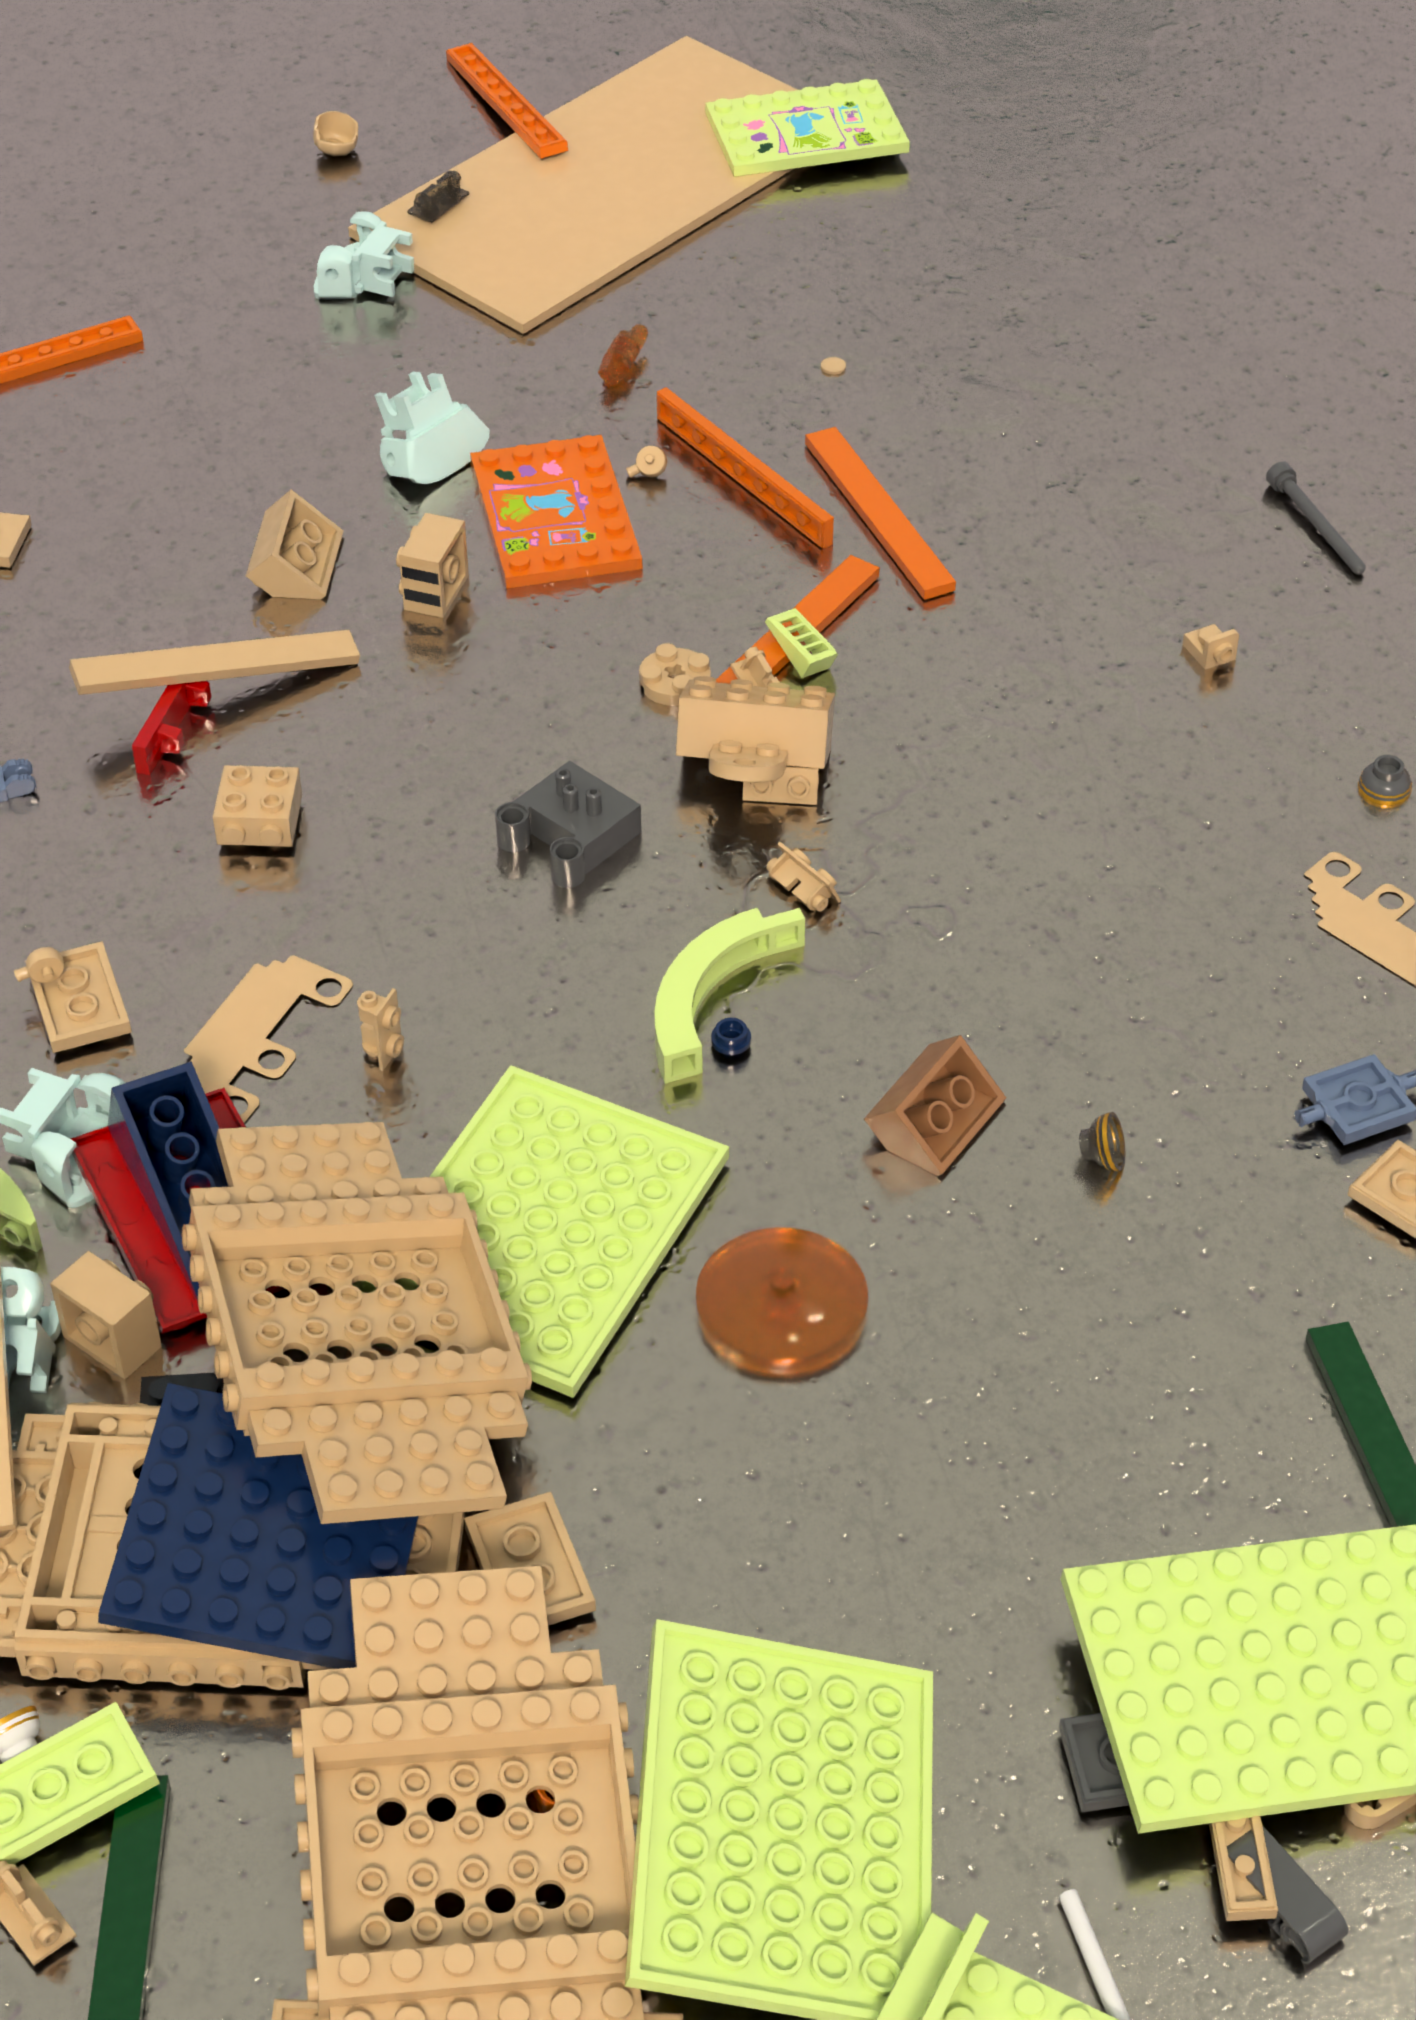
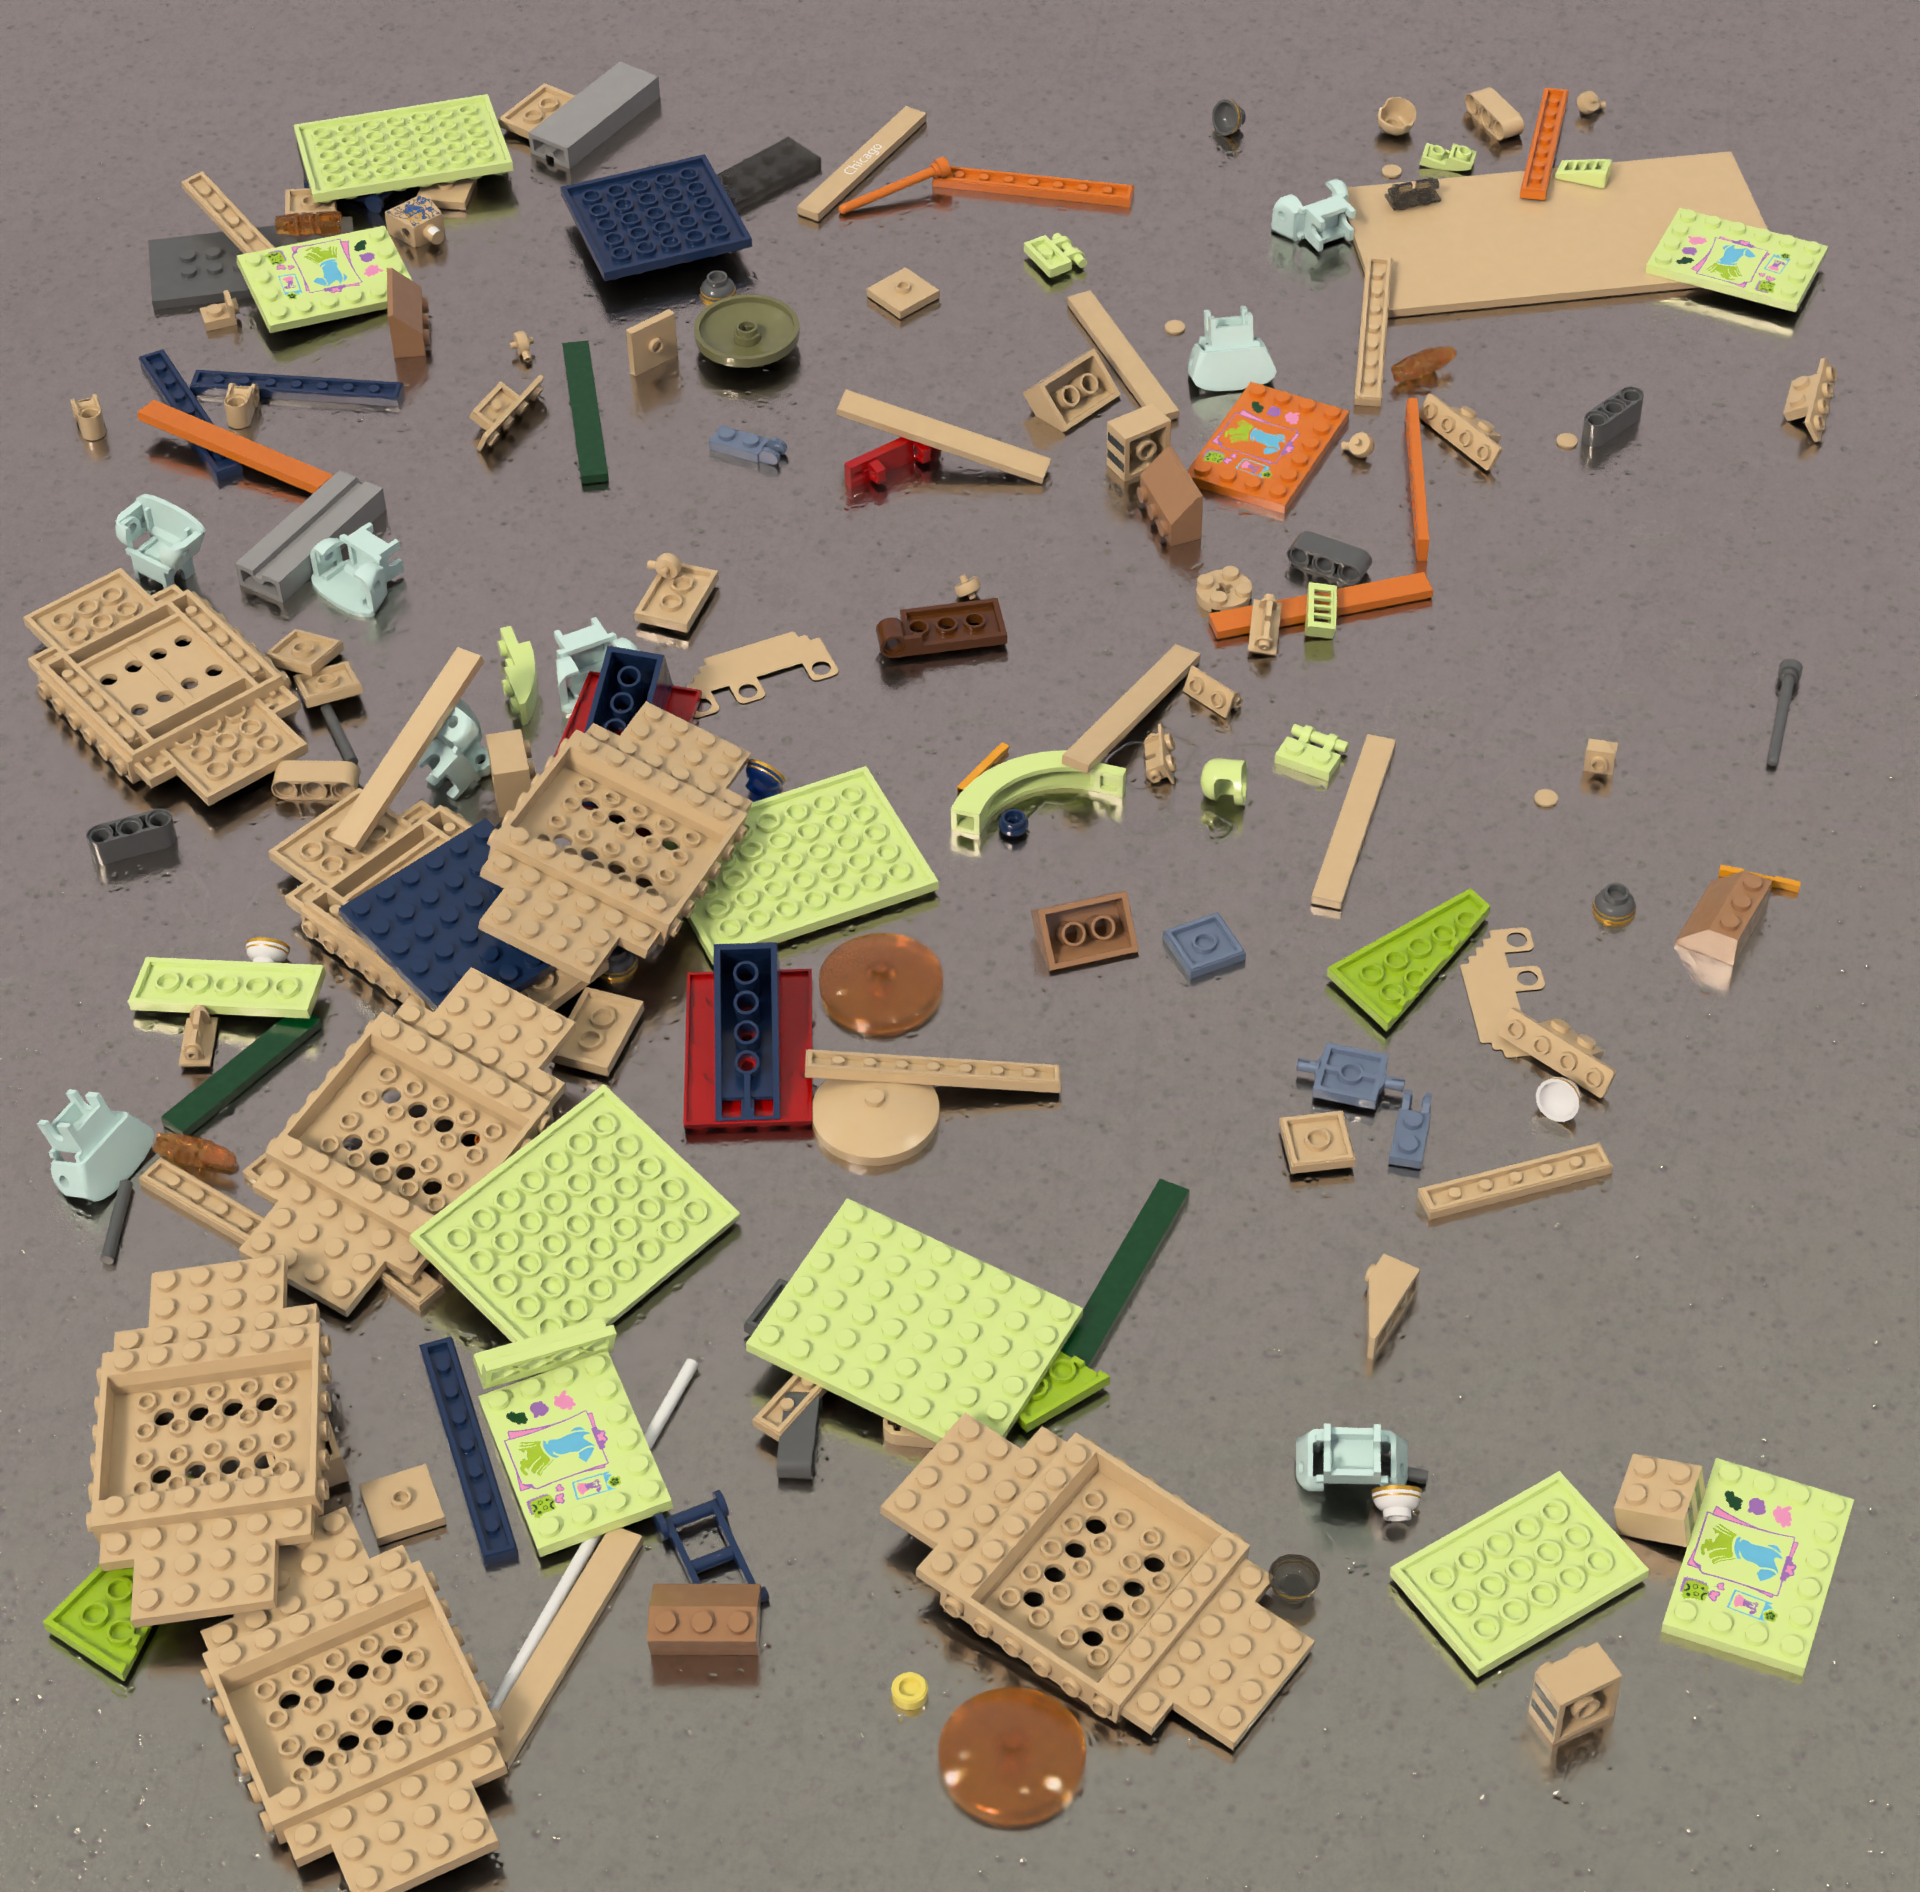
camera: 40 degrees right, 0 degrees up
(118, 421) = (1054, 255): none -> yellowish green plate
(159, 206) = (1227, 117): none -> dark grey piece
(257, 806) = (882, 538): tan brick -> none
(324, 437) = (1174, 327): none -> tan piece
(325, 497) = (1120, 353): none -> tan tile
(377, 190) = (1391, 171): none -> tan piece
(380, 1026) = (812, 702): tan hinge -> none
(401, 867) = (899, 640): none -> reddish brown hinge
(404, 810) = (967, 586): none -> tan piece
(411, 1145) = (762, 778): none -> clear blue piece
(425, 92) = (1494, 113): none -> tan beam
(430, 152) = (1457, 159): none -> yellowish green slope
(504, 46) = (1589, 102): none -> tan piece
(531, 603) = (1172, 498): none -> medium nougat slope
(540, 347) = (1373, 331): none -> tan tile
(573, 815) = (1062, 643): dark grey piece -> none
(579, 107) = (1585, 172): none -> yellowish green slope
(628, 995) = (991, 759): none -> light orange piece
(720, 1467) = (747, 1041): none -> piece
(732, 853) = (1130, 709): none -> tan tile
(738, 401) = (1463, 430): none -> tan bracket
(745, 587) = (1329, 557): none -> dark grey beam
(754, 729) = (1217, 644): tan brick -> none
(858, 321) = (1612, 416): none -> dark grey beam
(880, 513) = (1479, 555): orange tile -> none
(898, 862) = (1225, 777): none -> yellowish green helmet
(938, 1453) = (874, 1120): none -> tan dish
(945, 799) = (1309, 758): none -> yellowish green plate
(956, 1365) = (932, 1071): none -> tan tile
(1009, 225) = (1811, 398): none -> tan bracket
(1063, 840) = (1353, 822): none -> tan tile
(1063, 1052) = (1204, 945): none -> sand blue tile
(1104, 1143) = (1161, 1007): clear smoke piece -> none
(1204, 714) = (1546, 798): none -> tan piece
(1272, 951) = (1400, 965): none -> lime wing

